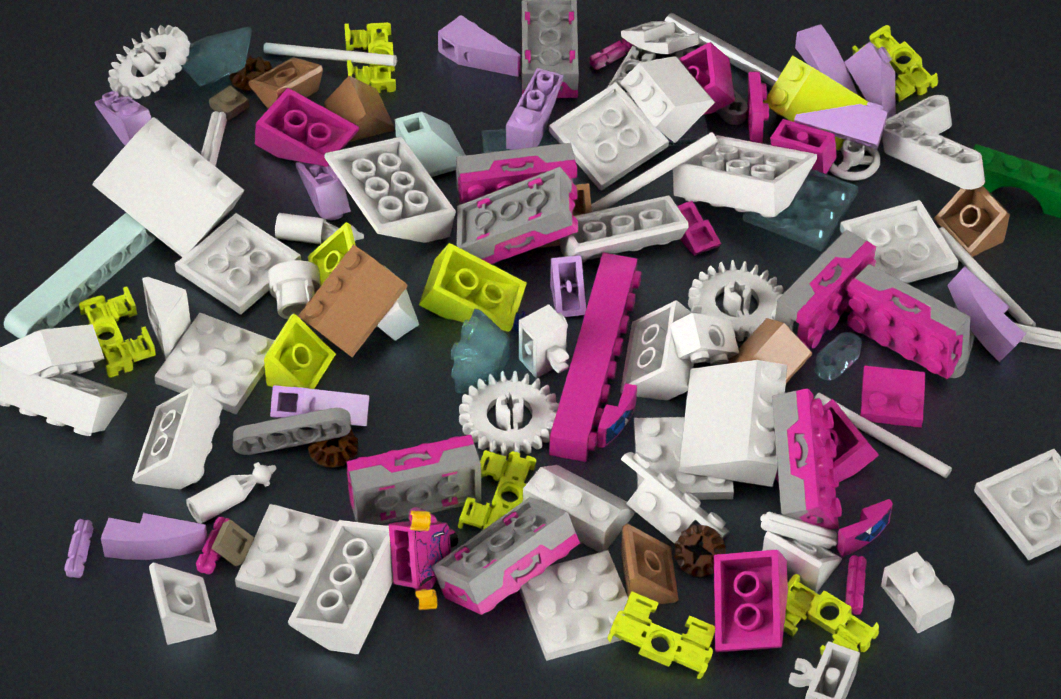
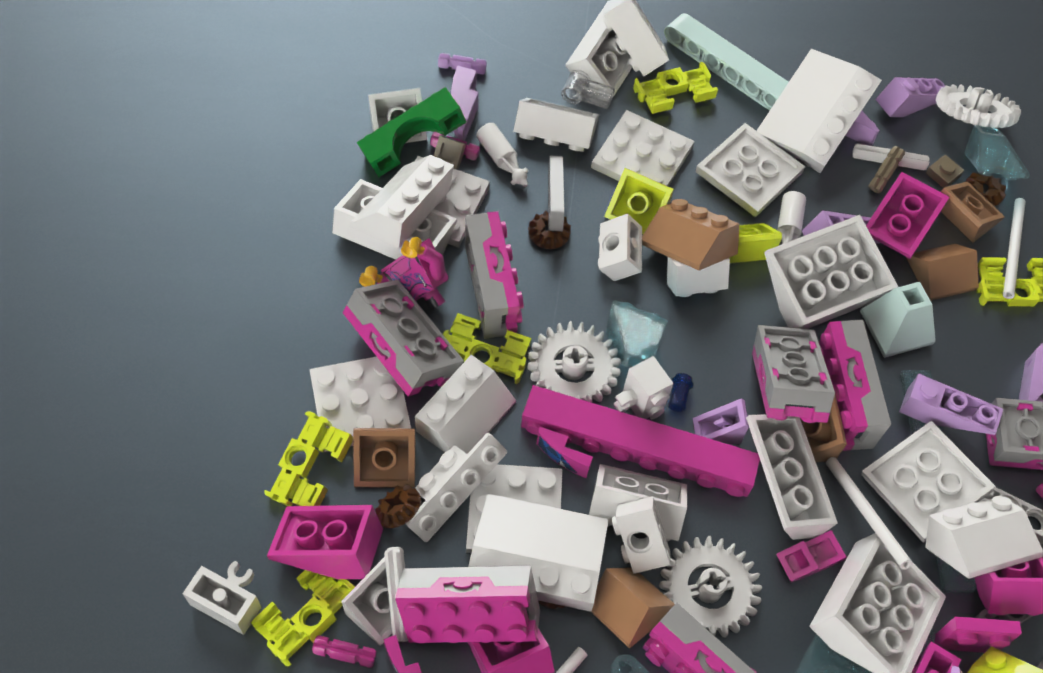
camera: 90 degrees right, 10 degrees up
(124, 419) = (581, 88): none -> clear piece
(167, 312) = (678, 106): white slope -> none
(232, 609) = (436, 114): none -> green arch
(235, 146) = (886, 169): none -> dark tan axle
(293, 285) = (714, 196): white piece -> none
(297, 401) = (584, 211): lavender slope -> none
(328, 559) = (405, 201): none -> white slope
(381, 366) = (620, 247): none -> white brick
(466, 283) = (718, 344): neon yellow slope -> none

